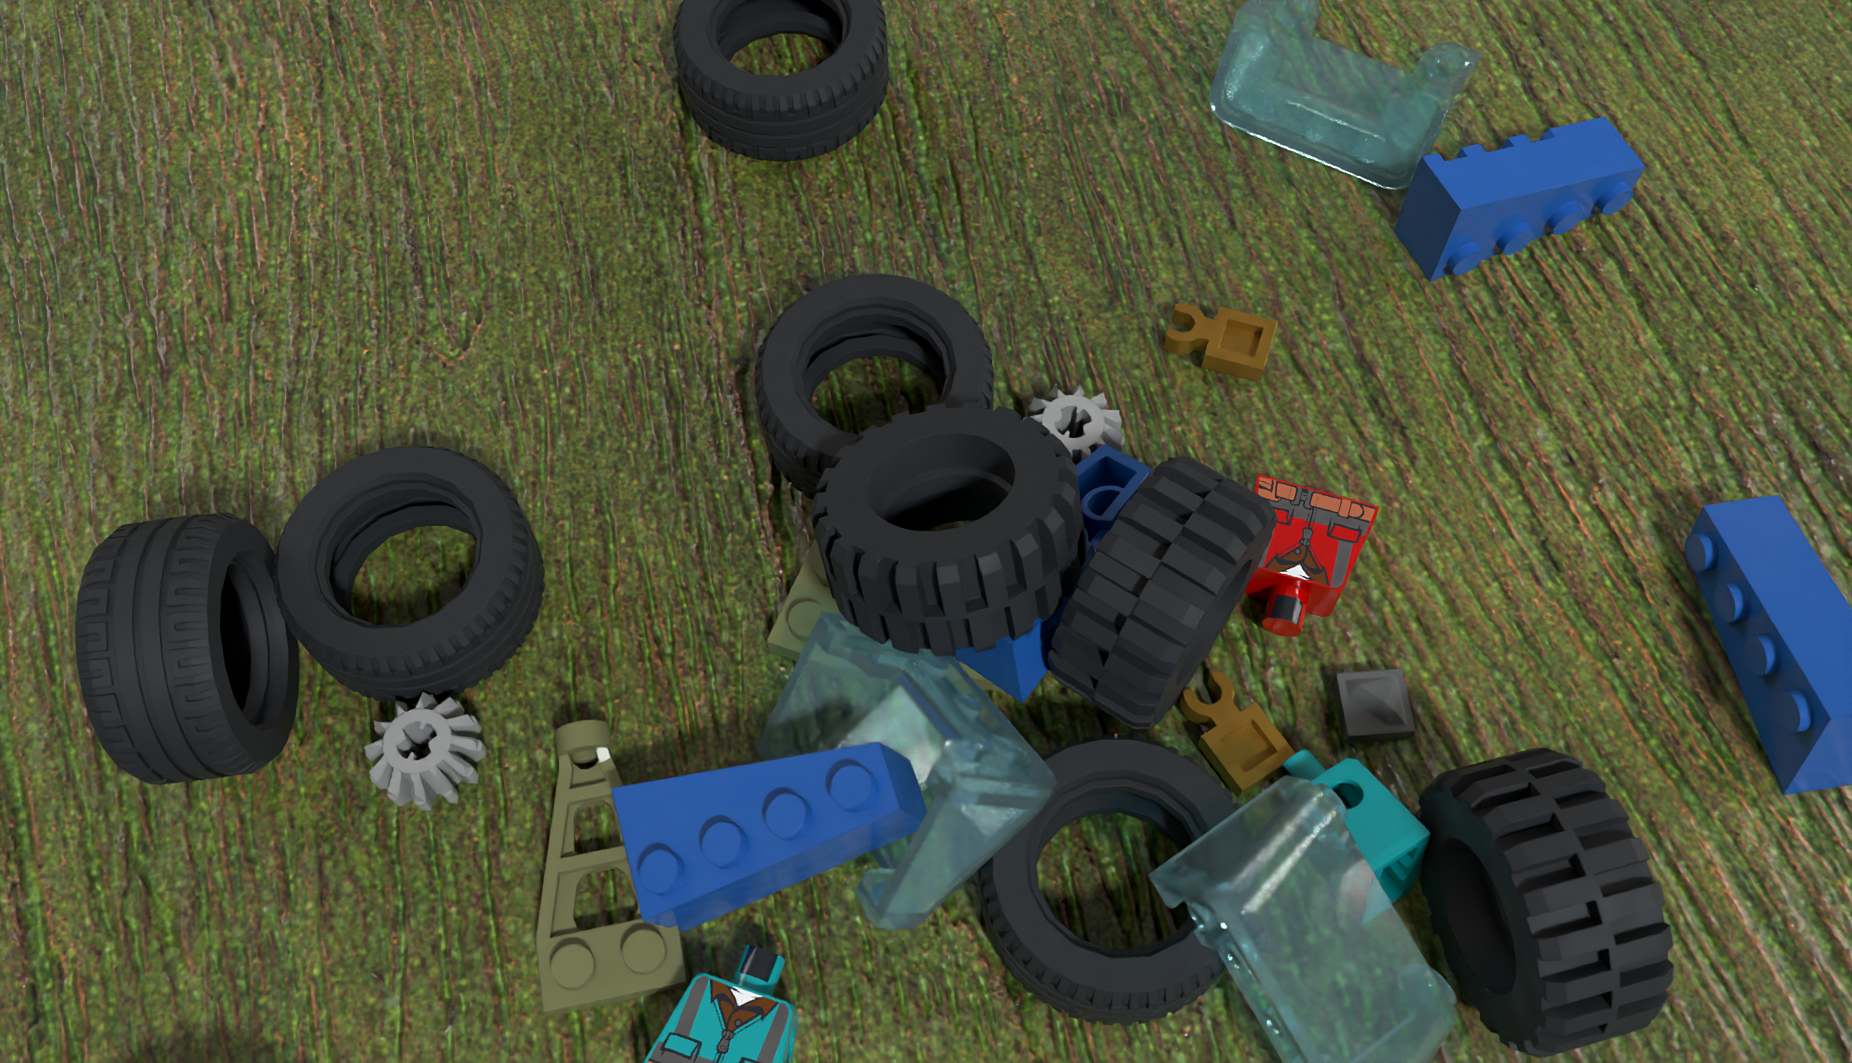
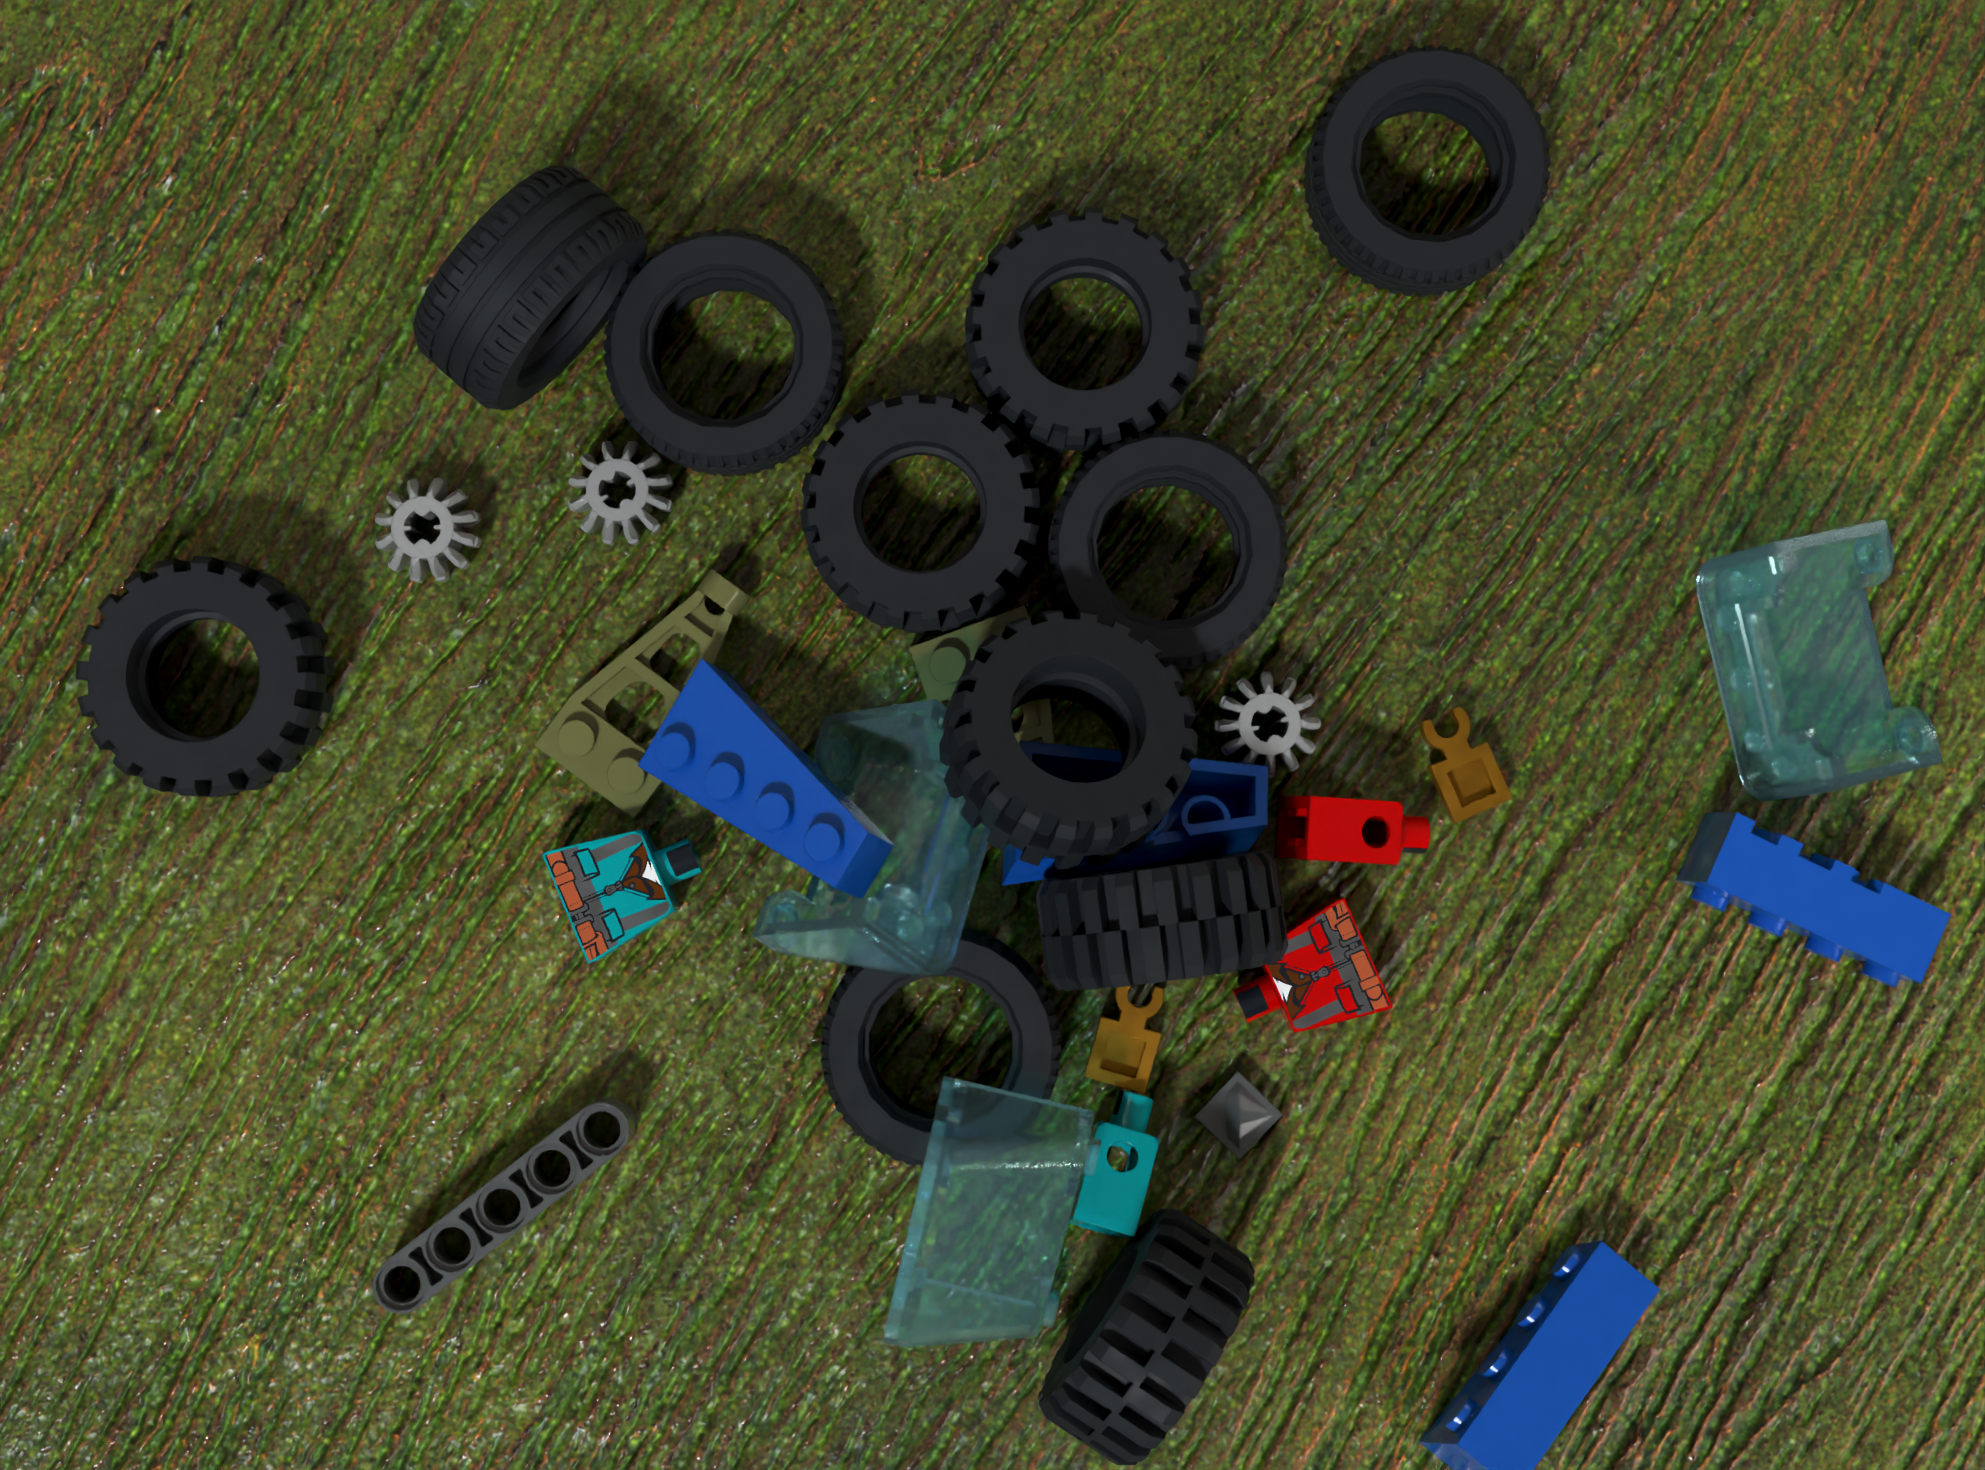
camera: 45 degrees right, 25 degrees up
(271, 920) = (422, 553): none -> light grey gear
(648, 264) = (1094, 250): none -> black tyre
(653, 466) = (905, 428): none -> black tyre
(1212, 419) = (1333, 830): none -> red torso

